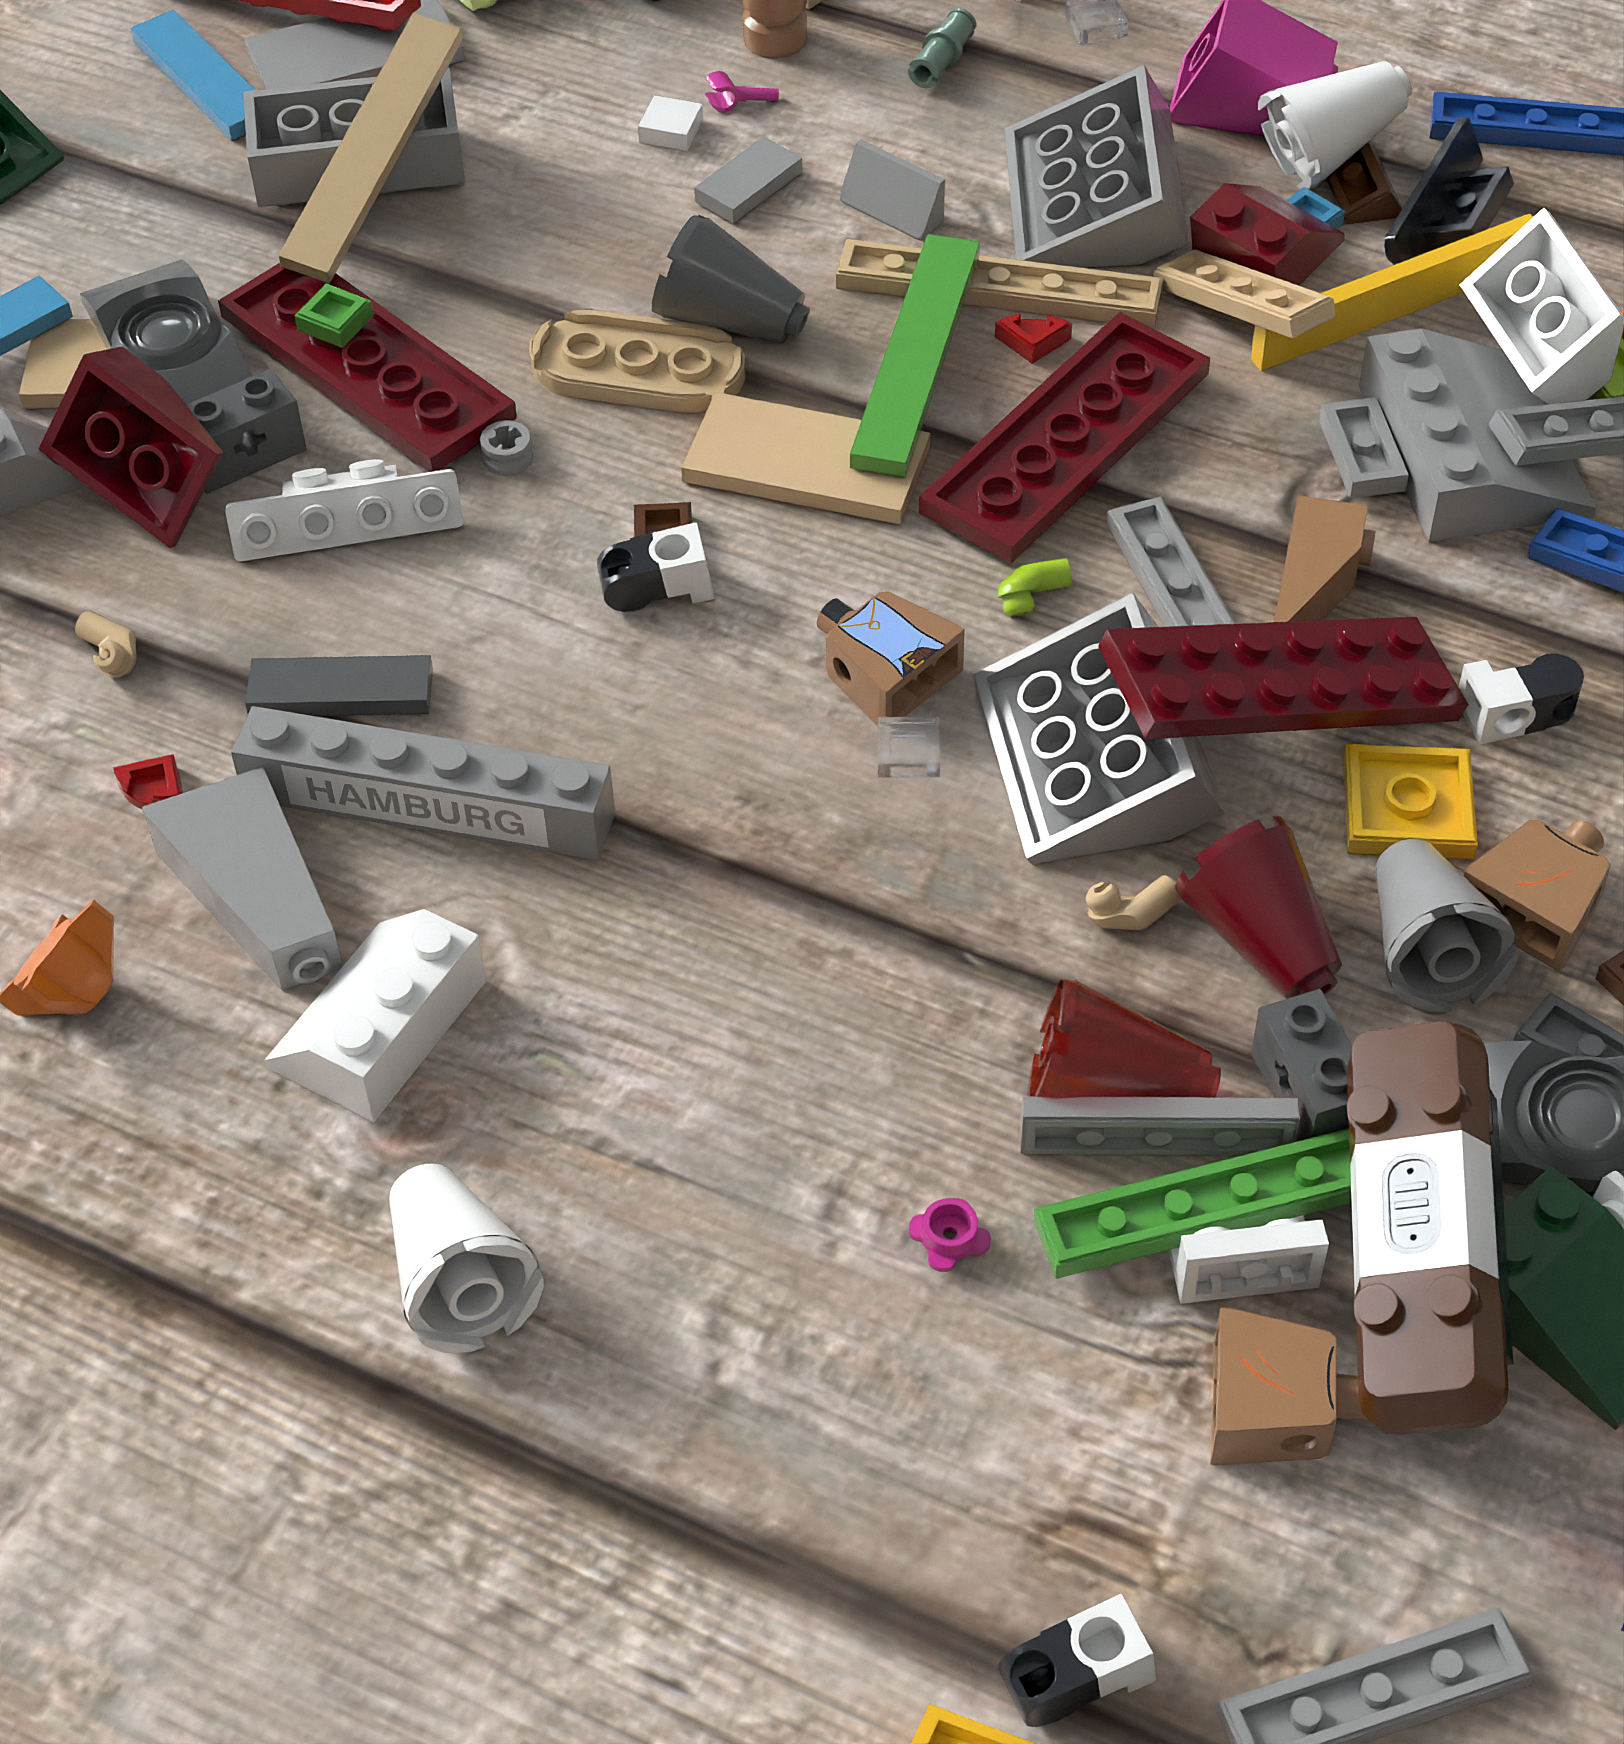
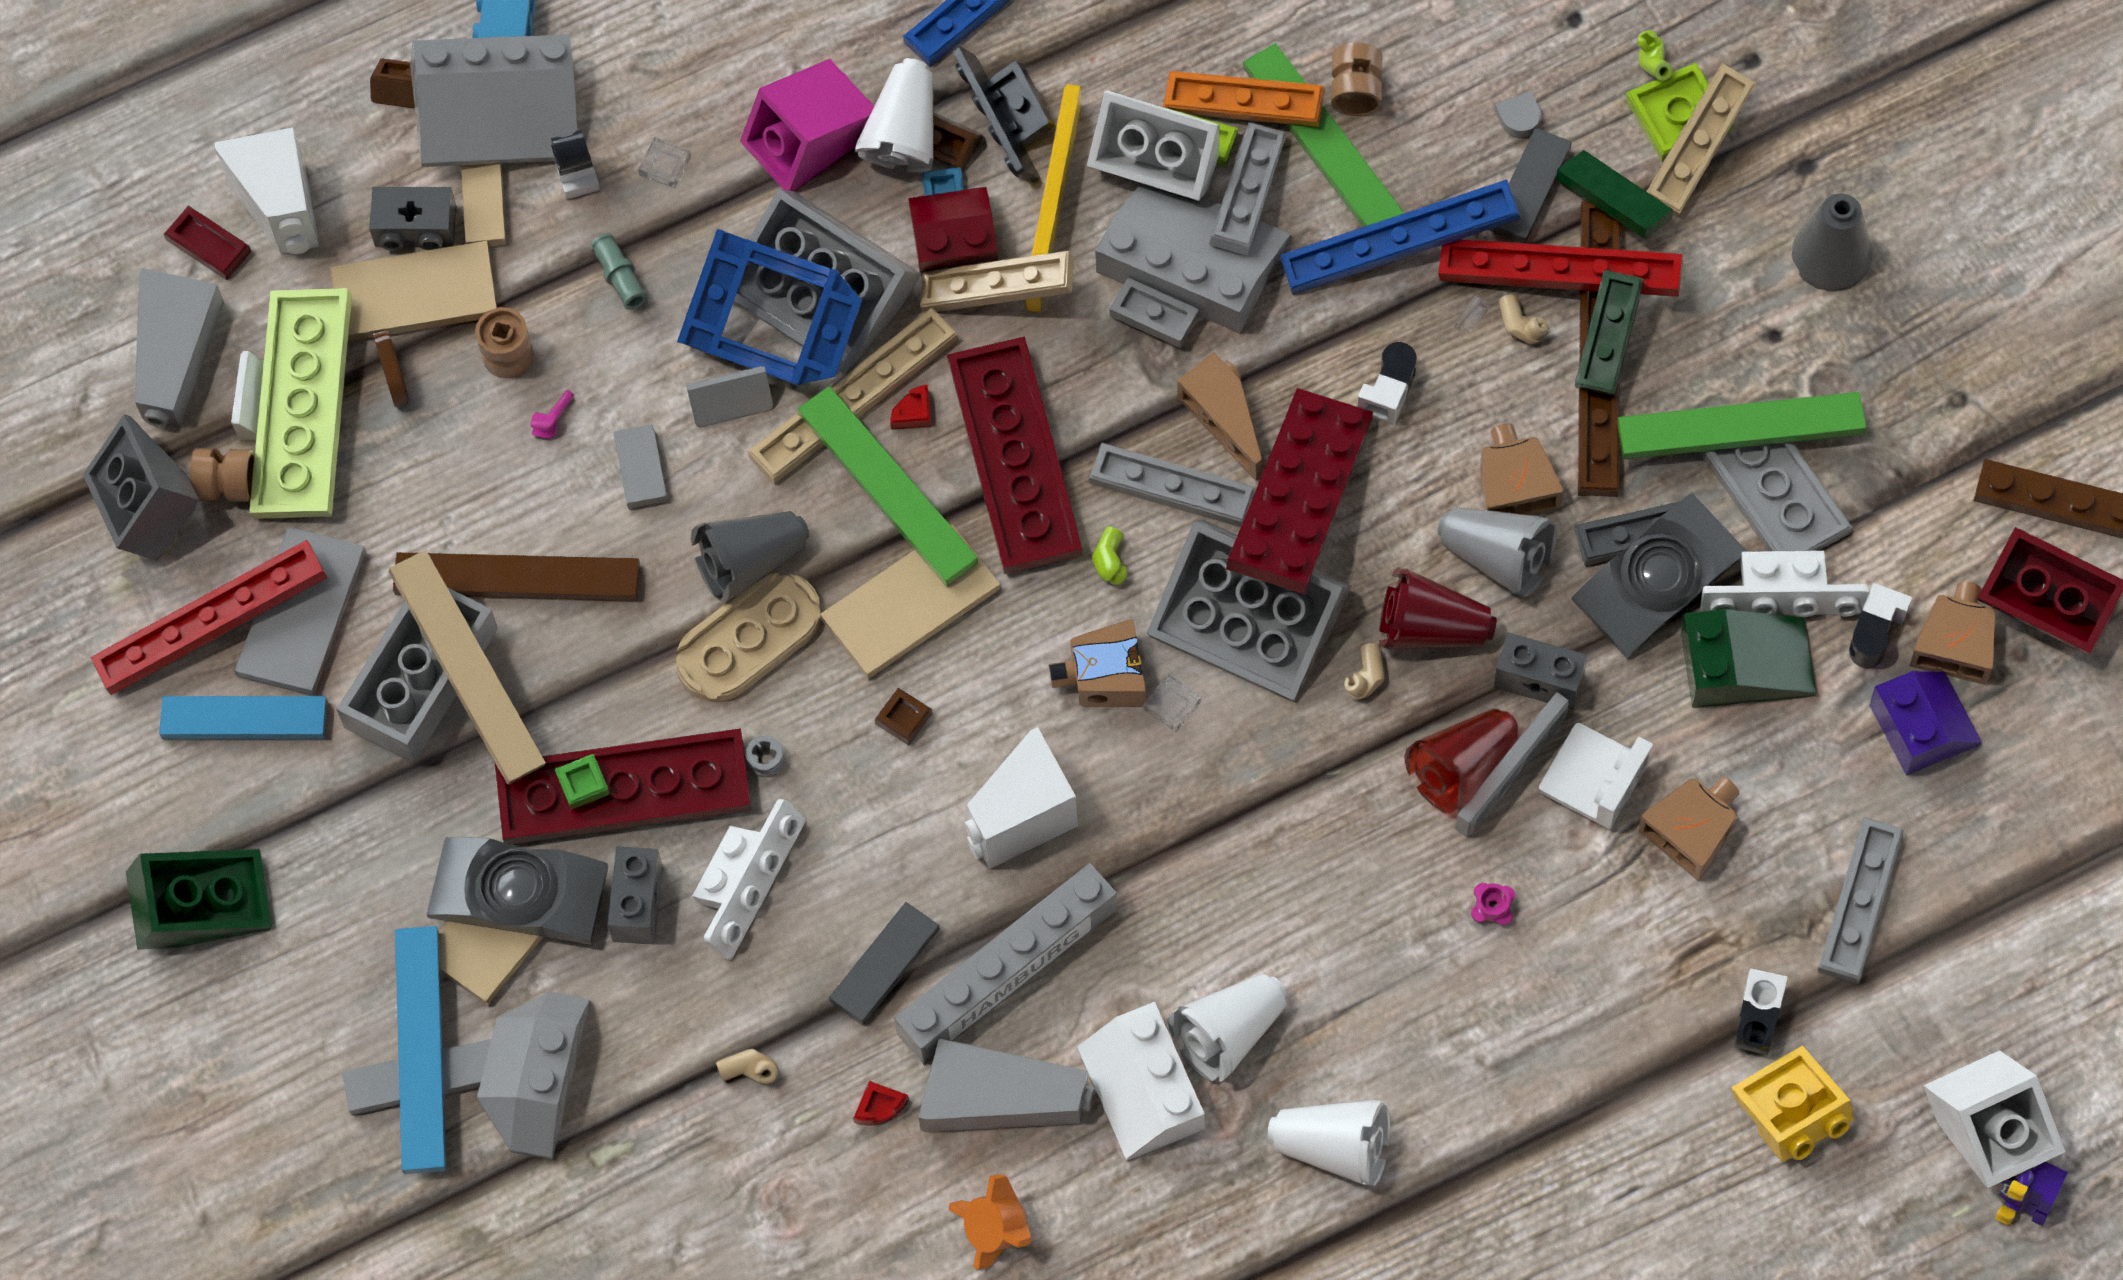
camera: 50 degrees left, 15 degrees up
(133, 442) = (616, 958): dark red slope -> none
(525, 1039) = (1227, 1024): none -> white cone
(542, 169) = (536, 576): none -> reddish brown tile
(633, 664) = (1020, 804): none -> white slope
(655, 569) = (941, 741): leg -> none
(670, 123) = (545, 473): white tile -> none
(983, 103) = (717, 293): none -> blue wedge
(1226, 1194) = (1580, 757): bright green tile -> none
(1409, 795) = (1406, 490): yellow tile -> none
(1427, 1230) = (1679, 695): piece -> none

